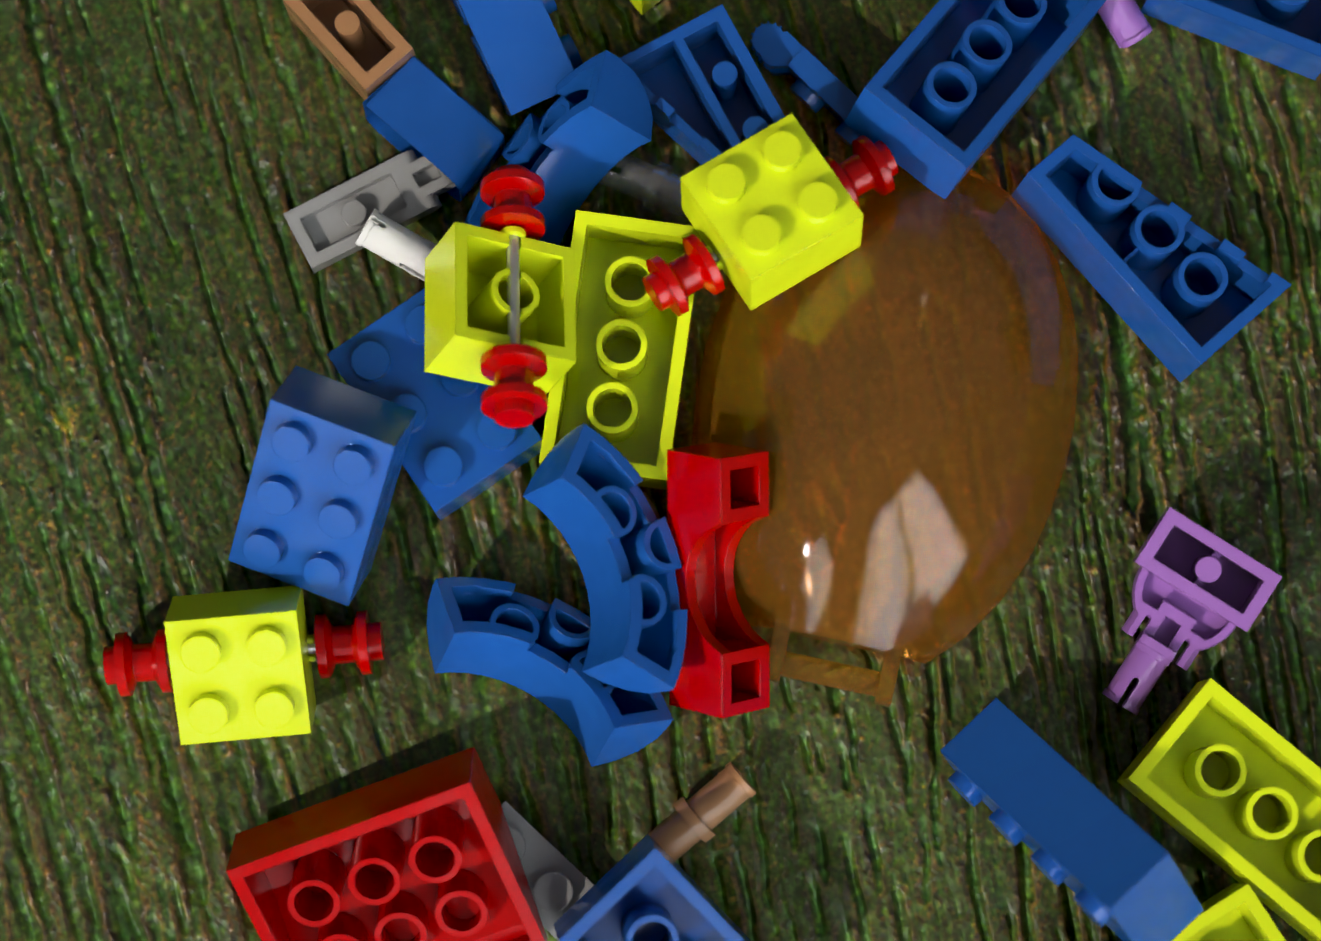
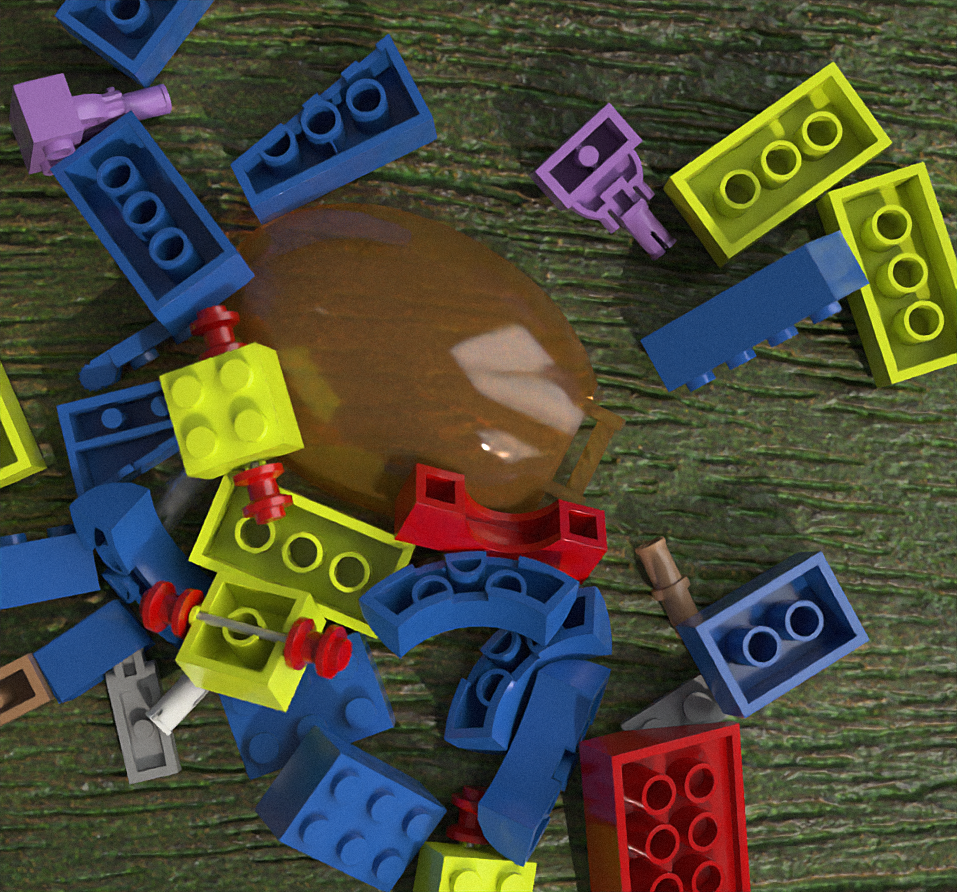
camera: 80 degrees left, 5 degrees up
(443, 708) = (541, 756): none -> blue brick

